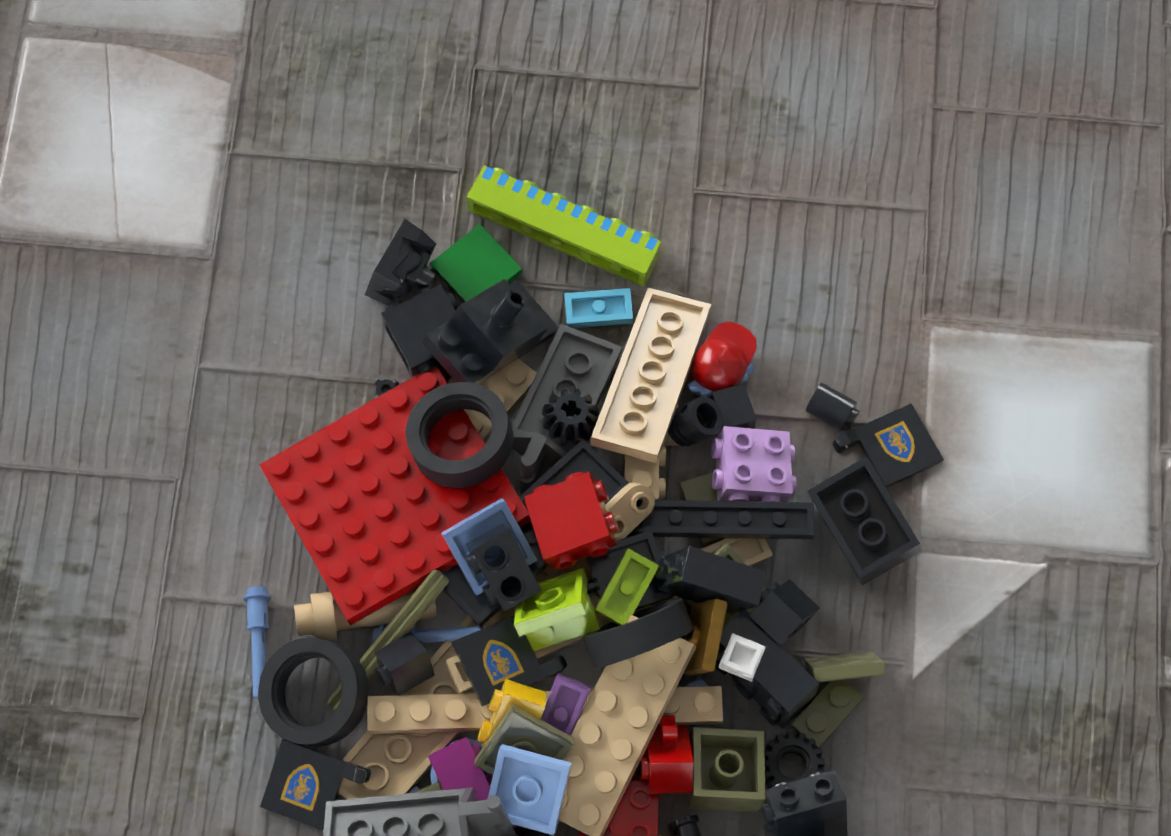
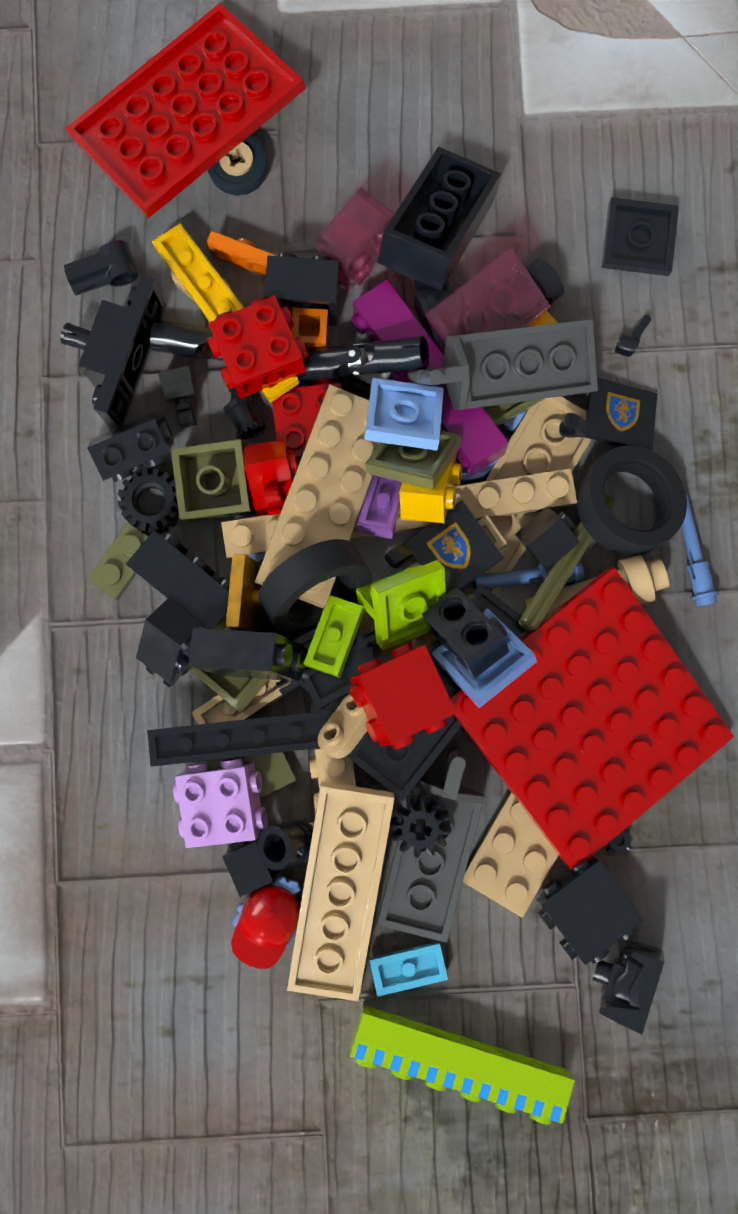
camera: 170 degrees right, 15 degrees up
(442, 402) = (574, 801): black tyre -> none
(475, 264) = (548, 999): green tile -> none
(490, 332) = (521, 913): black brick -> none
(741, 657) = (206, 577): white tile -> none
(832, 407) = (143, 887): black brick -> none
(845, 666) = (105, 599): olive tile -> none
(864, 520) = (97, 758): black brick -> none
(893, 444) = (76, 855): black flag -> none

